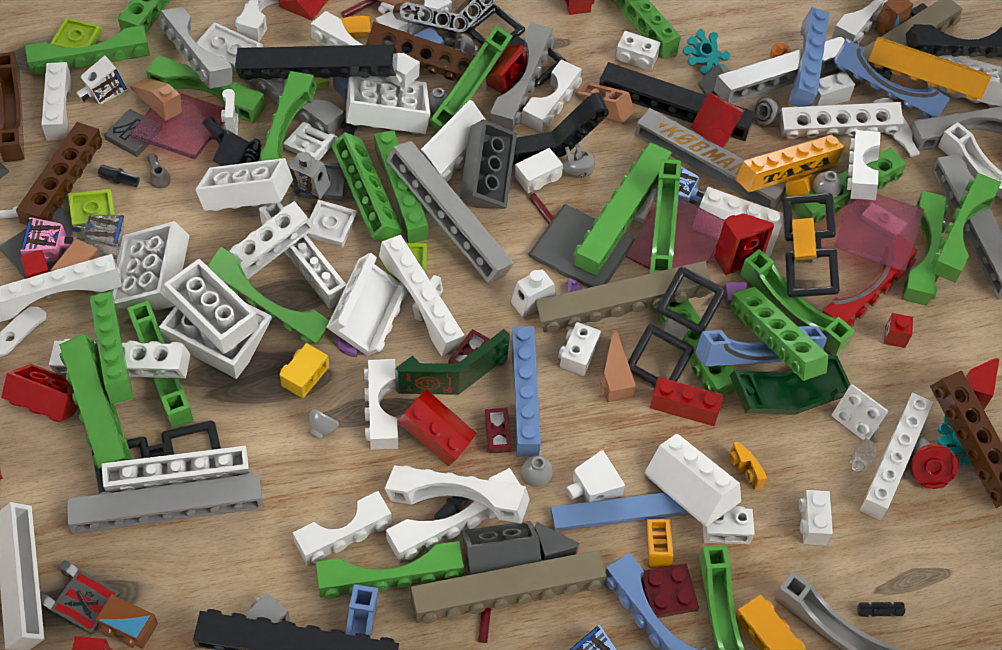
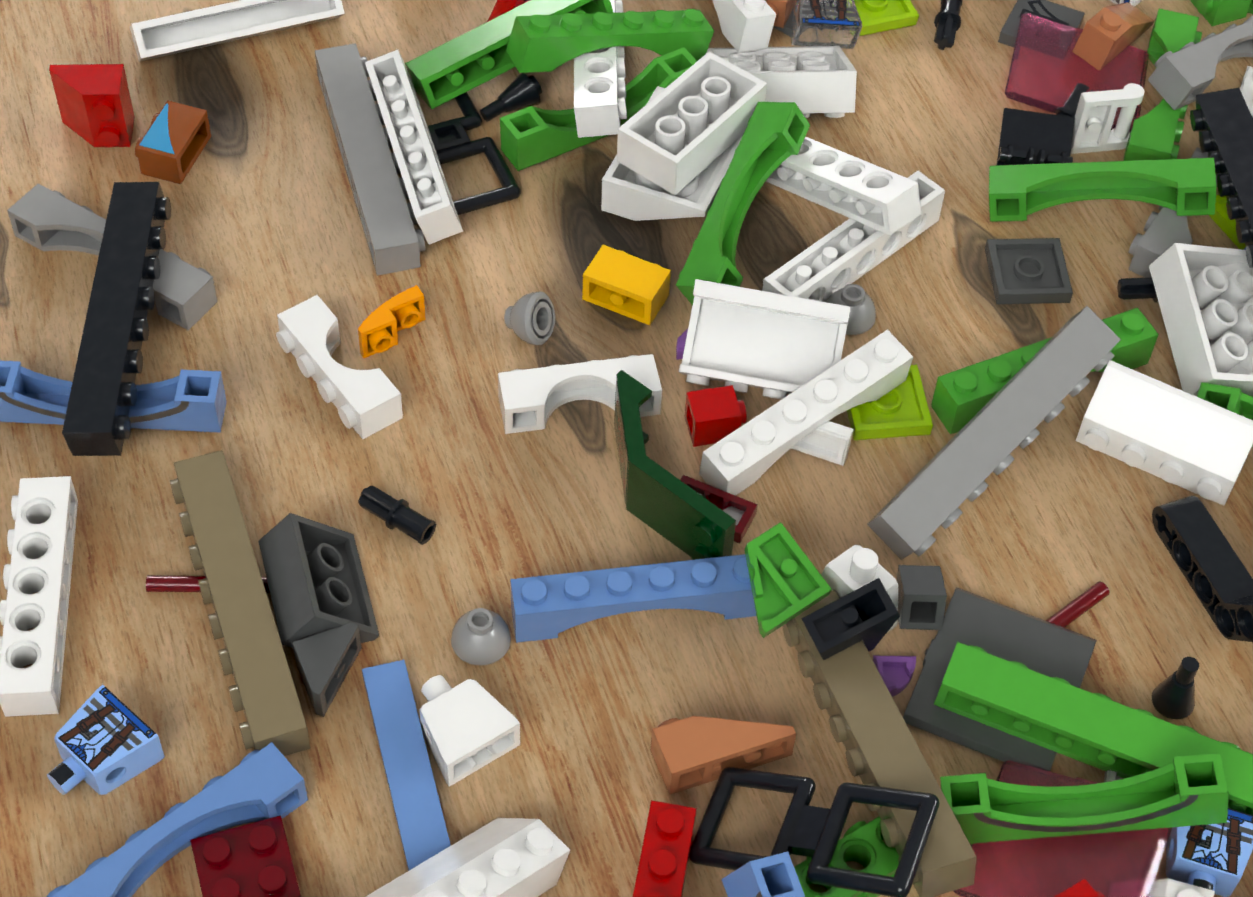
camera: 85 degrees right, 5 degrees down
(81, 599) = (219, 93): flag -> none
(128, 412) = (519, 94): none -> black cone
(159, 175) = (965, 65): flat silver bar -> none
(244, 184) = (959, 146): white brick -> none
(301, 142) = (1089, 232): white plate -> none
(309, 175) = (1016, 212): light grey torso -> none
(313, 499) = (380, 328): none -> light orange slope
(331, 223) = (939, 290): white tile -> none
(342, 265) = (862, 309): none -> light grey brick
(366, 187) = (1104, 292): bright green brick -> none
(408, 340) = (713, 414): none -> red brick
(413, 536) = (419, 571): white arch -> none
(414, 485) = (378, 545): white arch -> none
(437, 427) = (537, 464): red slope -> none
(440, 563) = (253, 377): bright green arch -> none
(488, 165) = (1130, 488): dark grey slope -> none
(498, 430) = (552, 559): dark red piece -> none
(535, 318) = (781, 579): none -> bright green wing
(538, 170) = (1156, 580): white brick -> none
(538, 261) = (921, 597): none -> dark grey brick
(567, 289) = (855, 617): none -> black slope
(579, 164) = (1206, 646): light grey piece -> none
(579, 349) = (751, 683): white brick -> none
(599, 180) = (1176, 694): none -> black cone
(659, 556) = (331, 864): light orange slope -> none

